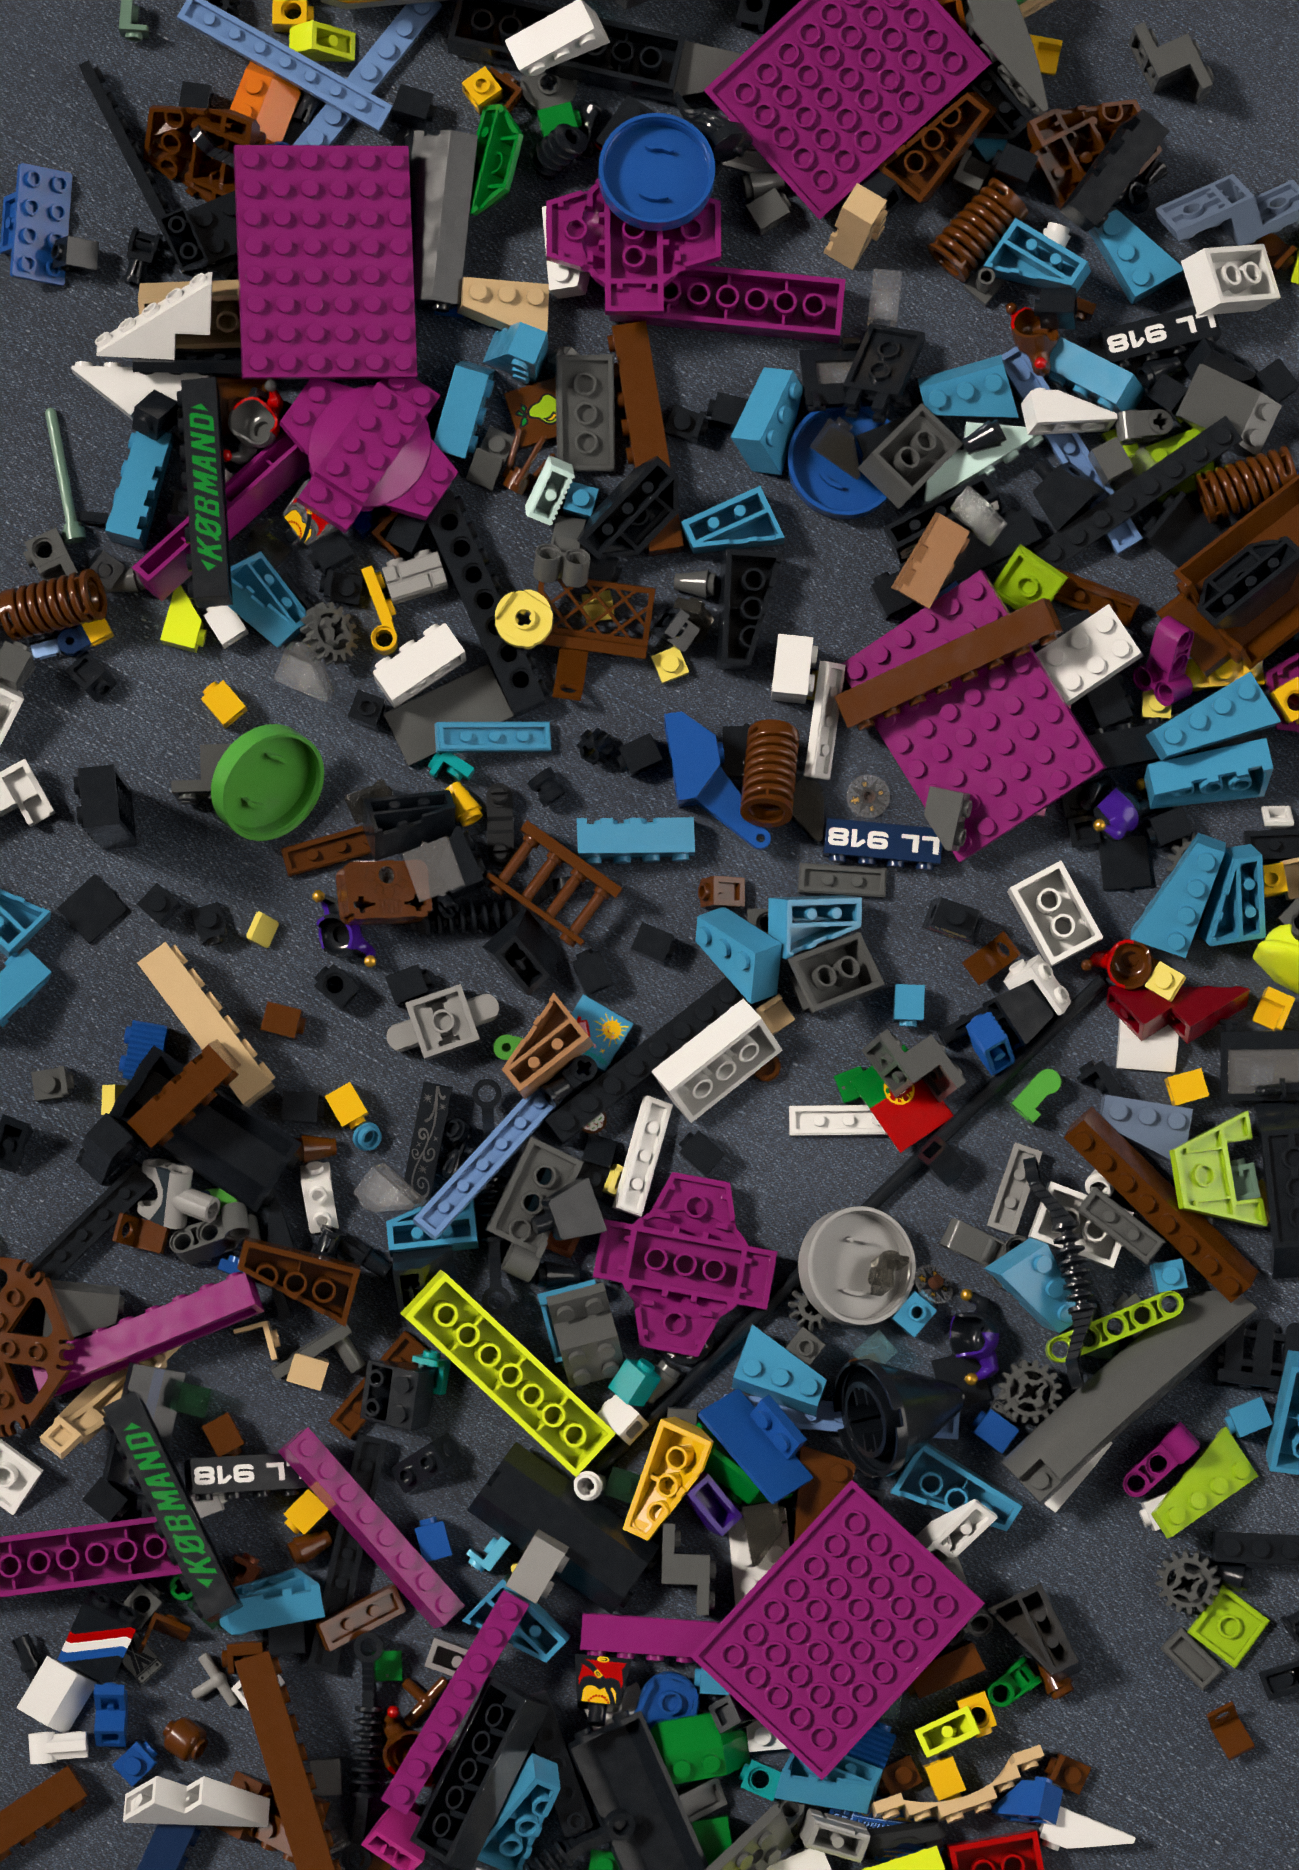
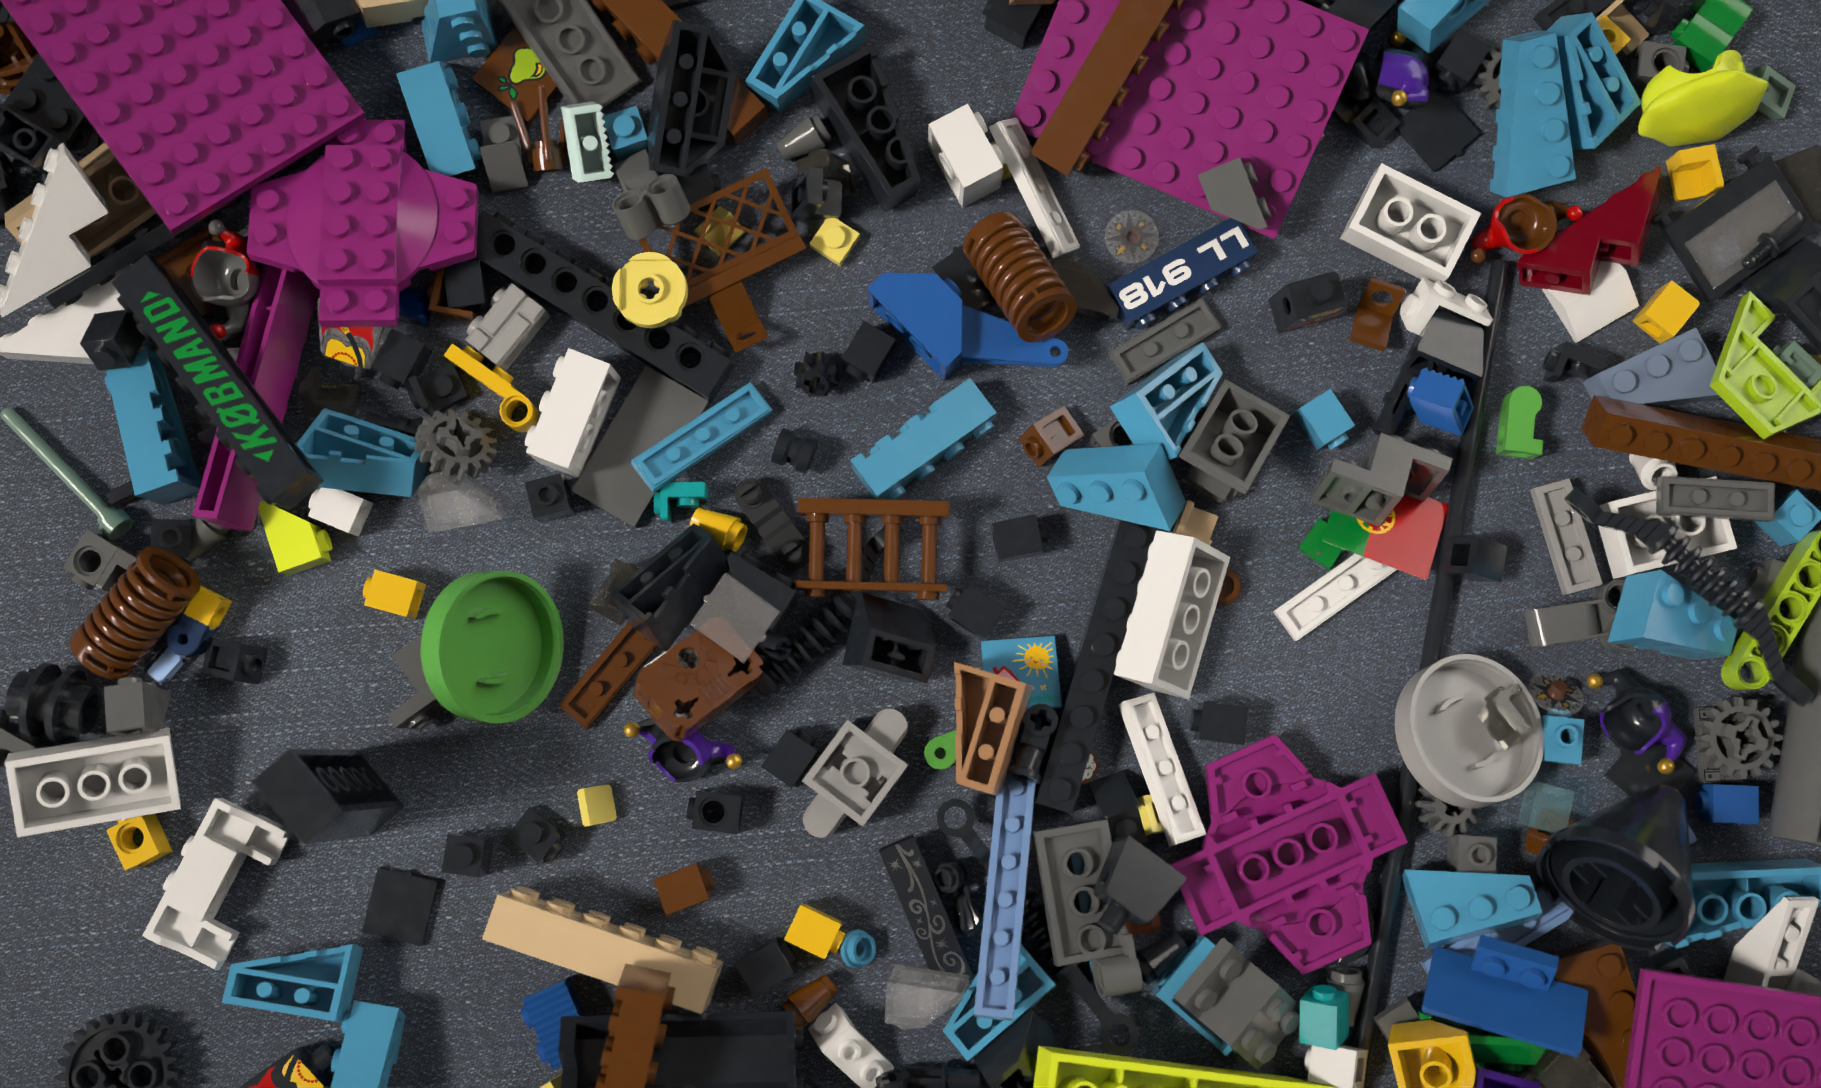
camera: 30 degrees left, 0 degrees up
(1165, 981) = (1575, 215): light yellow plate -> none

